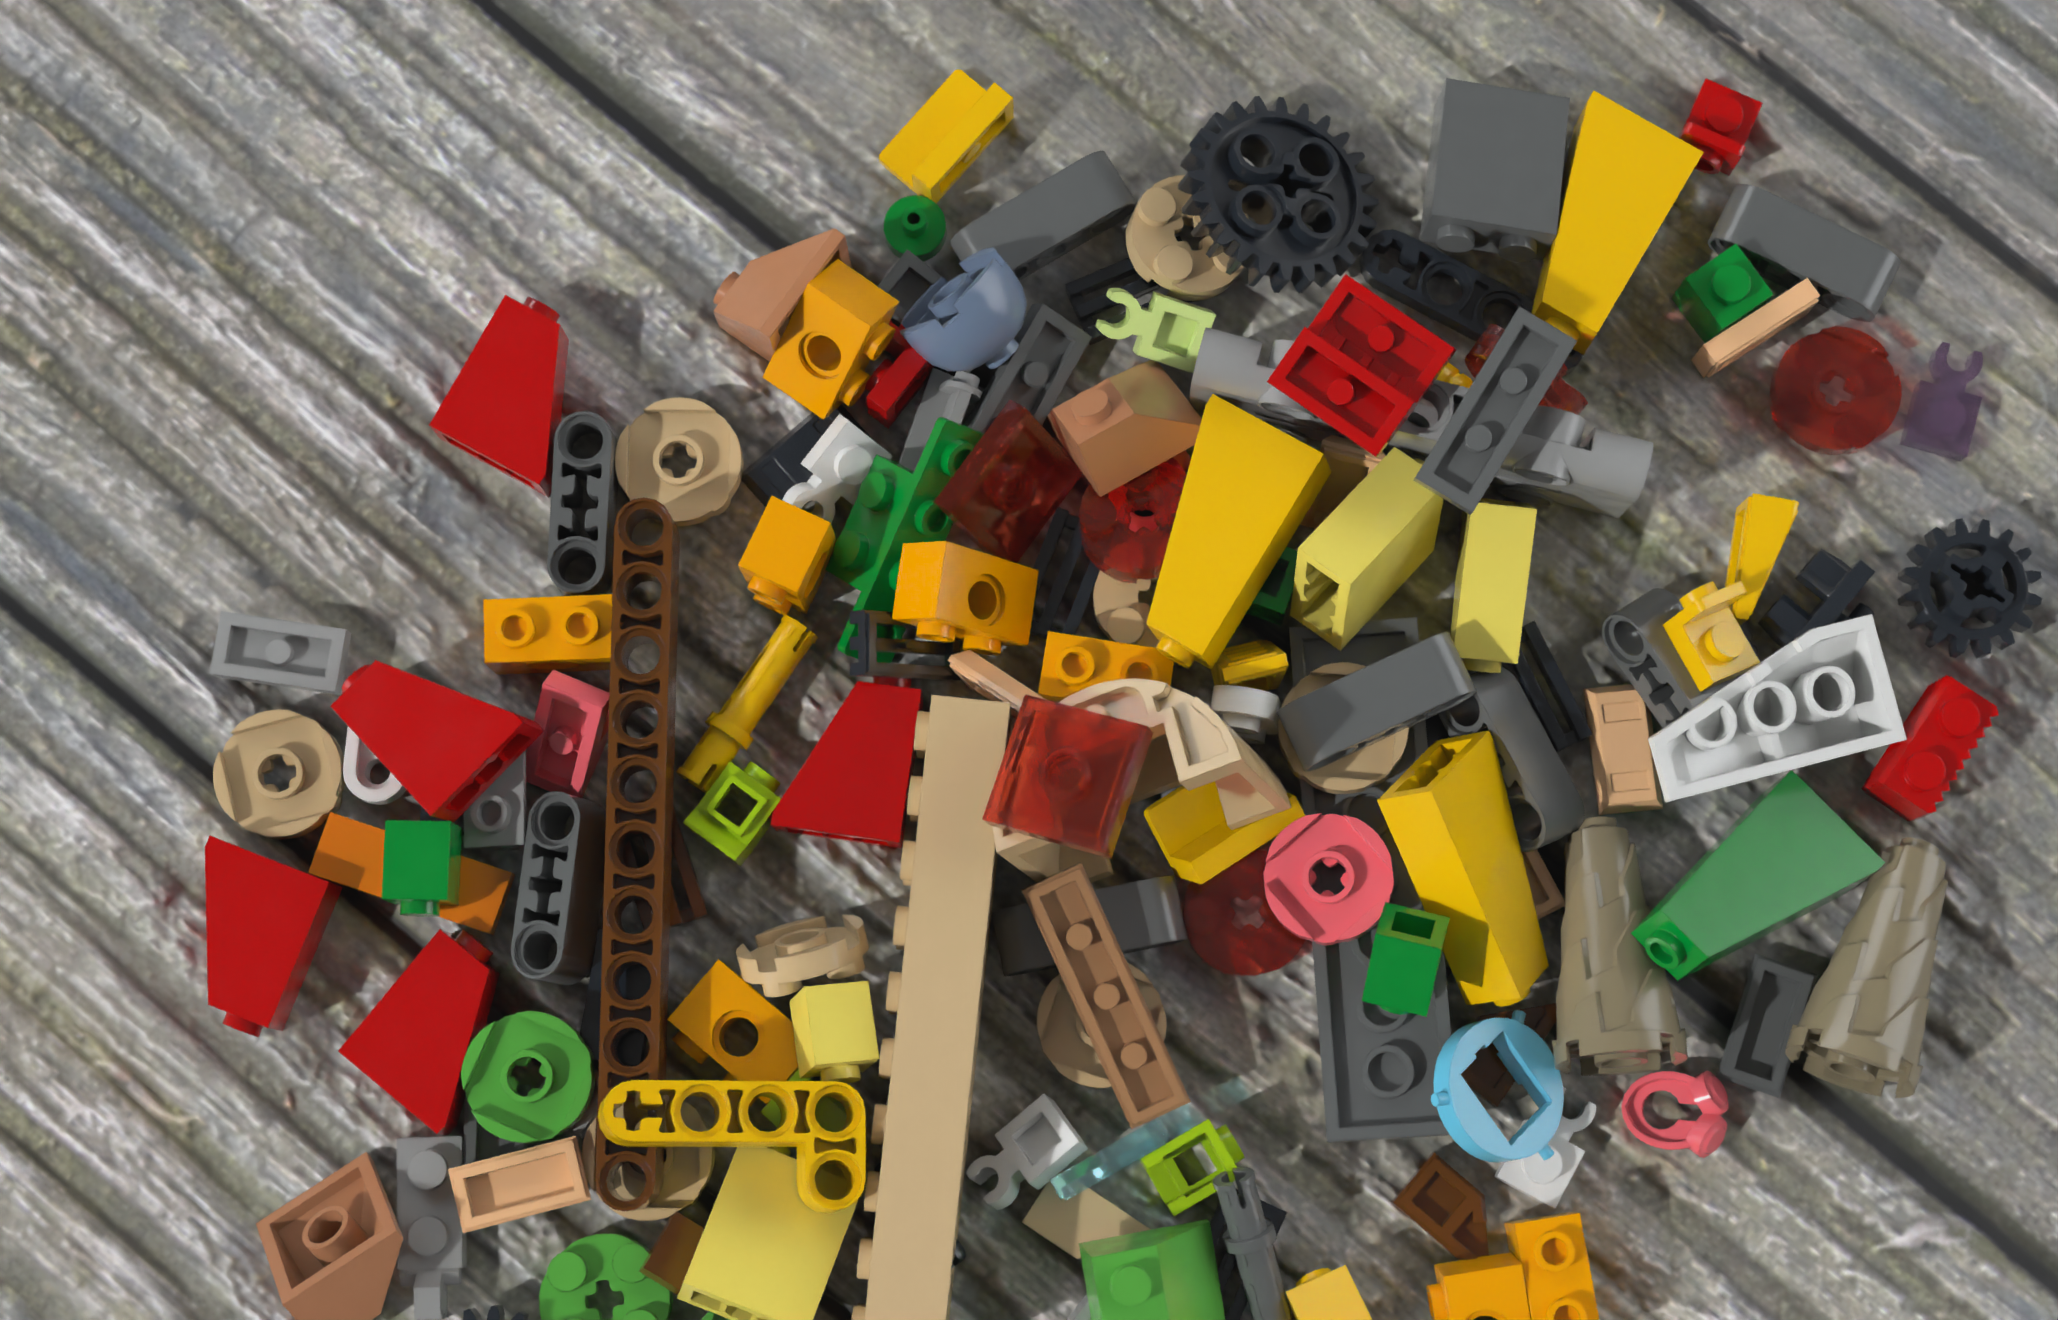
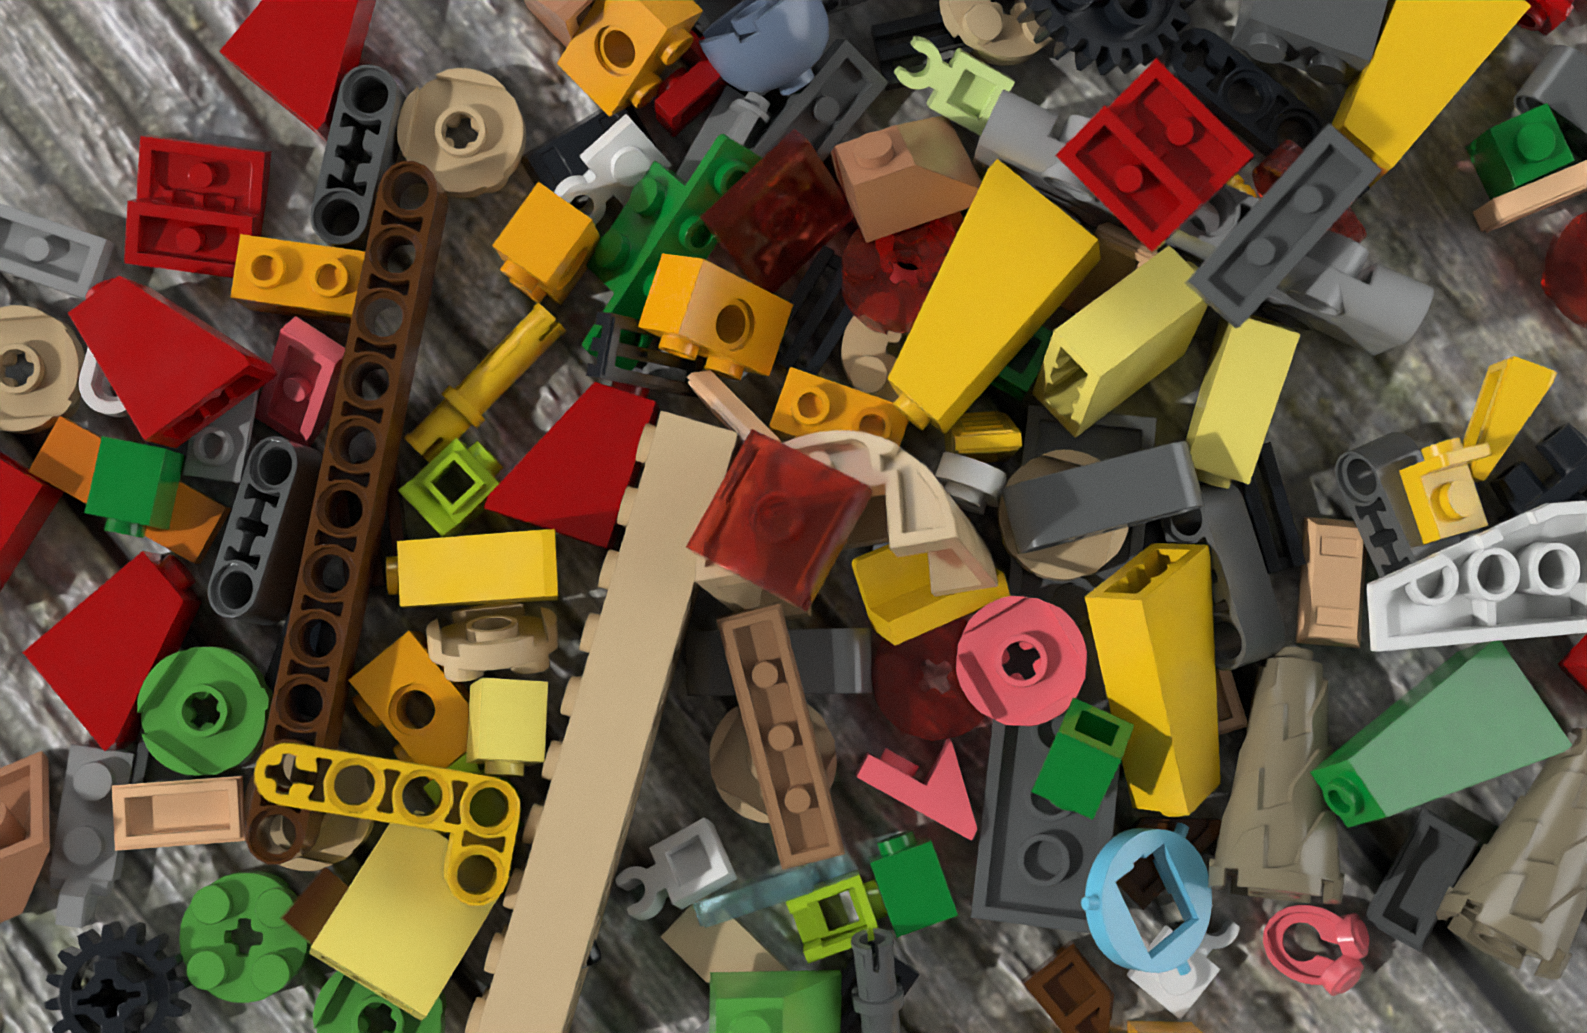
camera: 10 degrees right, 5 degrees up
(426, 580) = (195, 204): none -> red slope
(775, 887) = (474, 569): none -> yellow slope
(1262, 1120) = (911, 883): none -> green brick
(1273, 1031) = (939, 796): none -> coral slope

